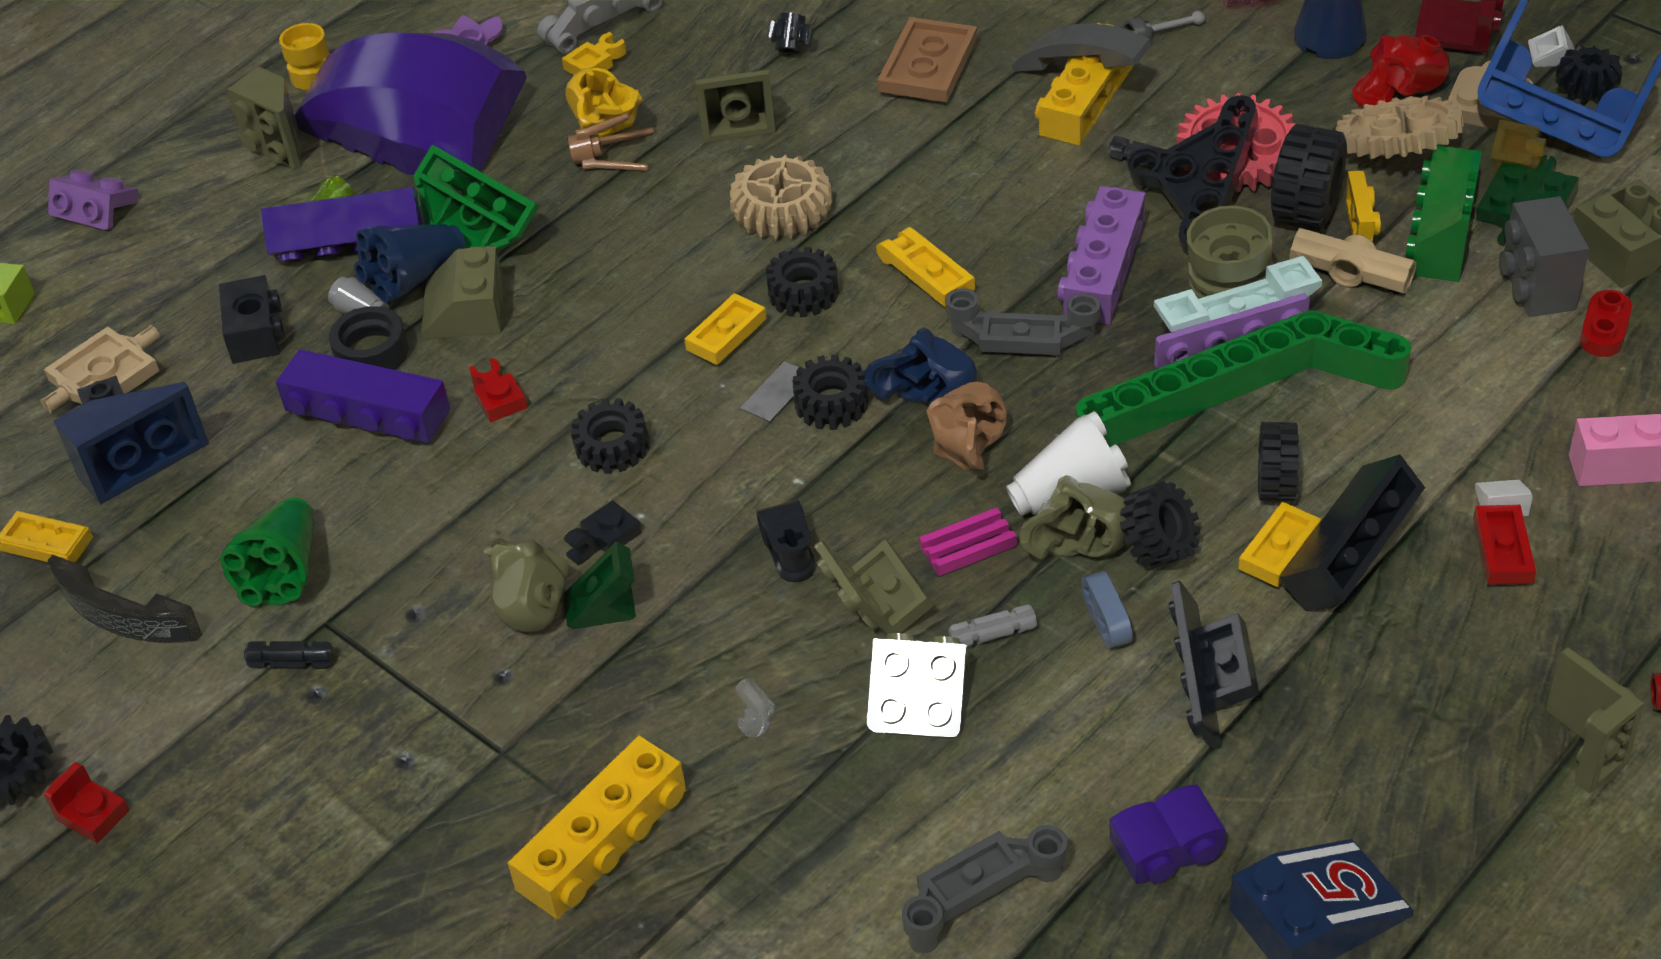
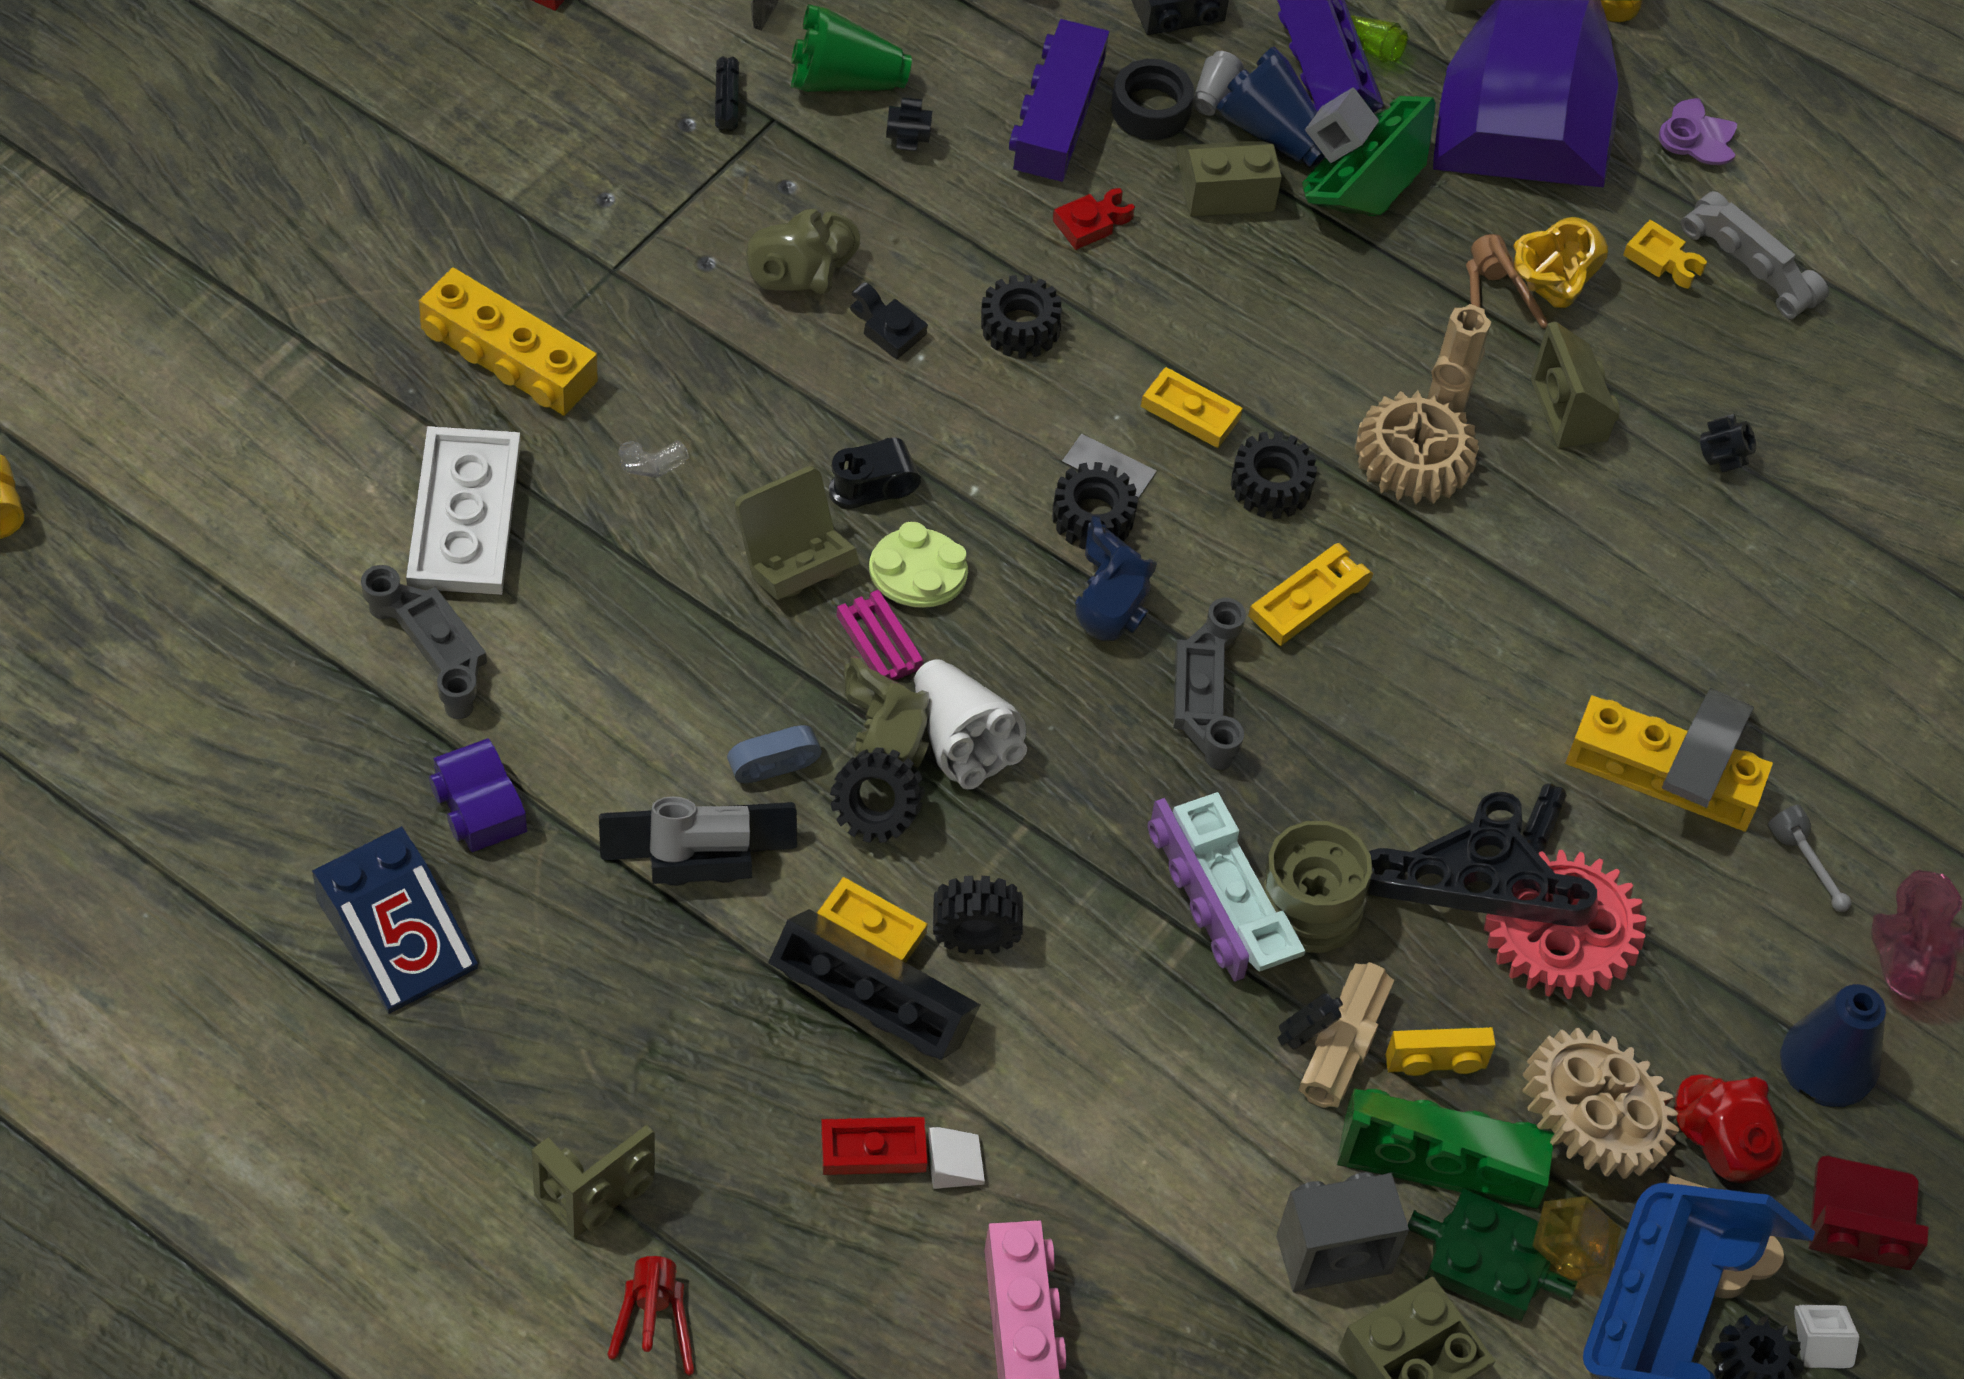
camera: 75 degrees right, 10 degrees up
(368, 506) = (909, 124): none -> black gear
(445, 205) = (1342, 125): none -> light grey brick
(603, 591) = (797, 329): dark green slope -> none
(718, 143) = (1460, 356): none -> tan piece
(813, 861) = (464, 510): none -> white plate
(890, 511) = (918, 566): none -> yellowish green piece
(917, 685) = (679, 582): bracket -> none
(927, 59) = (1703, 593): medium nougat plate -> none
(967, 423) = (1029, 622): medium nougat head -> none
(994, 625) = (757, 657): light grey axle -> none
(1104, 249) = (1338, 770): medium lavender brick -> none
(1212, 646) = (683, 828): none -> light grey piece
(1246, 365) = (1058, 761): green beam -> none
(1308, 176) = (1466, 973): black tyre -> none
(1356, 267) = (1310, 1021): none -> black axle
(1605, 323) = (1260, 1318): red plate -> none

